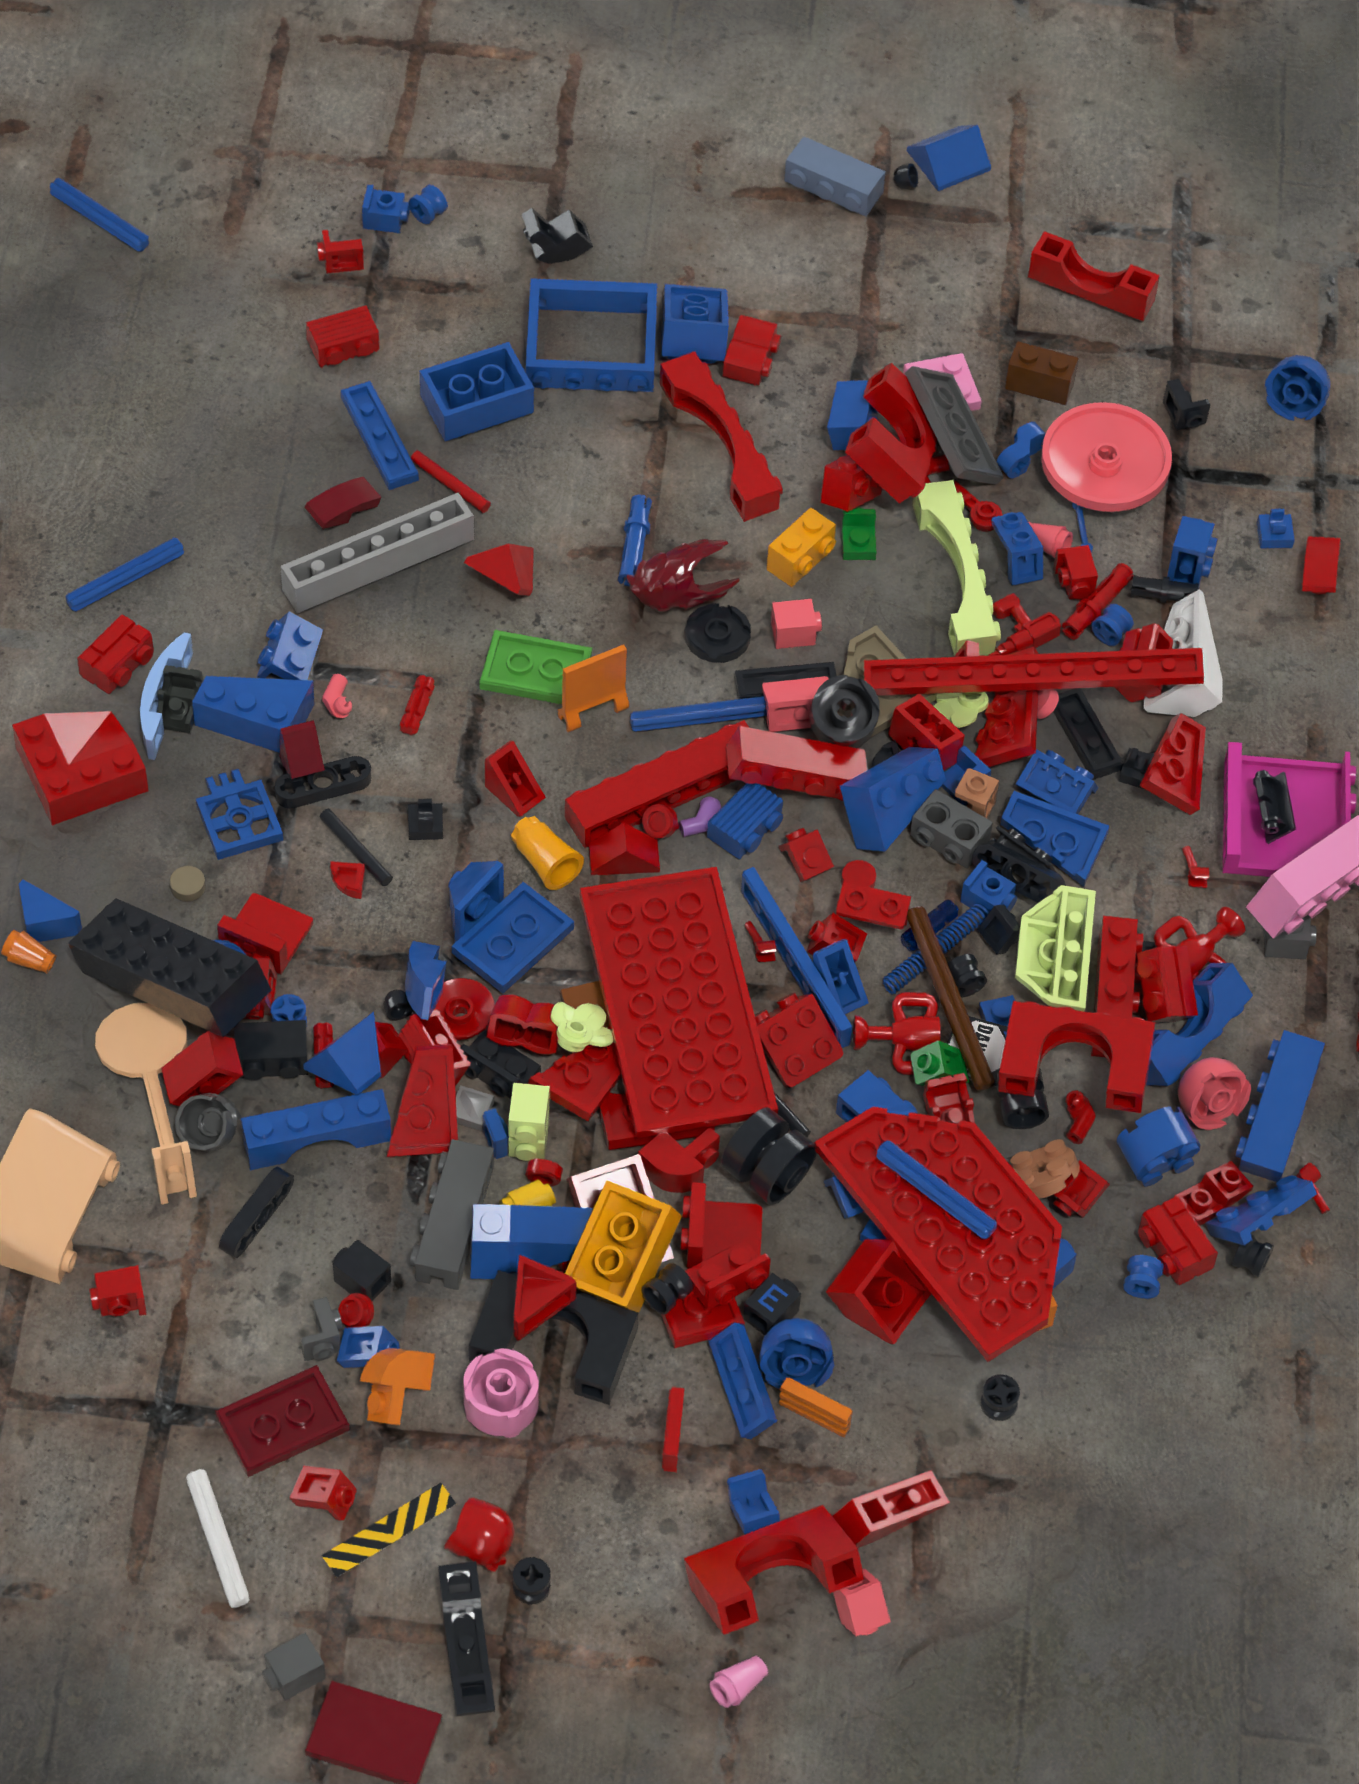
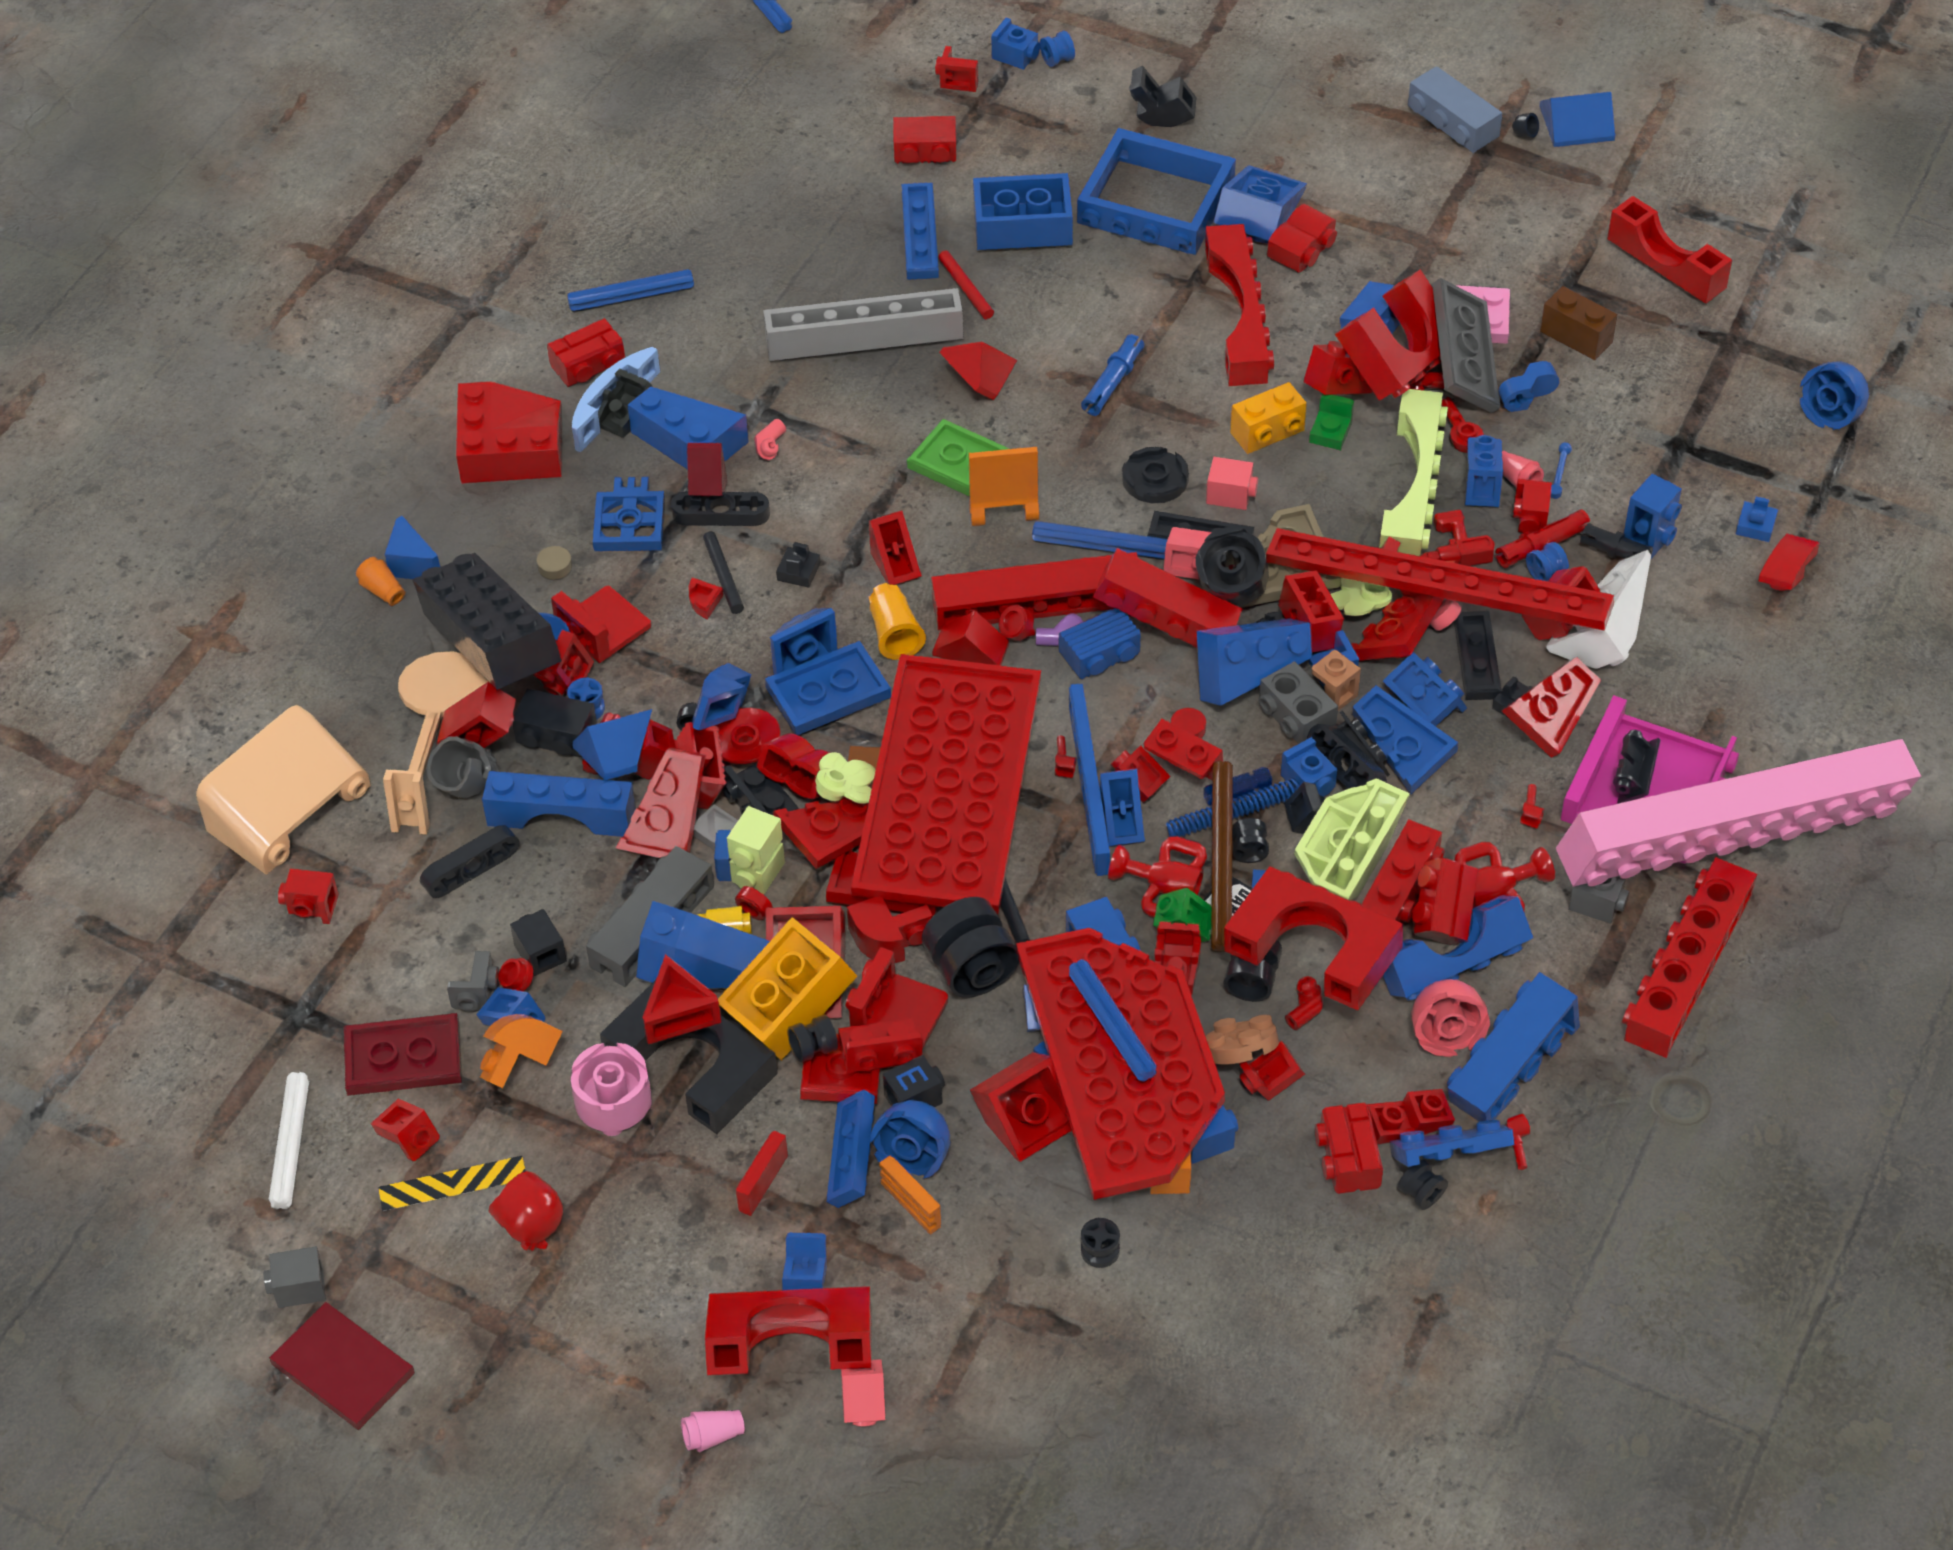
camera: 25 degrees right, 5 degrees down
(289, 648) = (748, 387): bracket -> none
(339, 502) = (849, 277): dark red slope -> none
(417, 705) = (839, 465): red axle -> none
(466, 1639) = (471, 1304): black slope -> none
(531, 1590) = (560, 1280): black wheel -> none
(668, 577) = (1123, 414): dark red head -> none
(797, 1038) = (1054, 852): red bracket -> none
(807, 853) = (1145, 689): red bracket -> none
(890, 1508) = (935, 1313): red slope -> none
(1106, 457) = (1608, 410): coral dish -> none
(1143, 1276) = (1299, 1171): blue wheel -> none
(1159, 1145) = (1369, 1049): blue brick -> none
(1181, 408) = (1709, 390): black bracket -> none

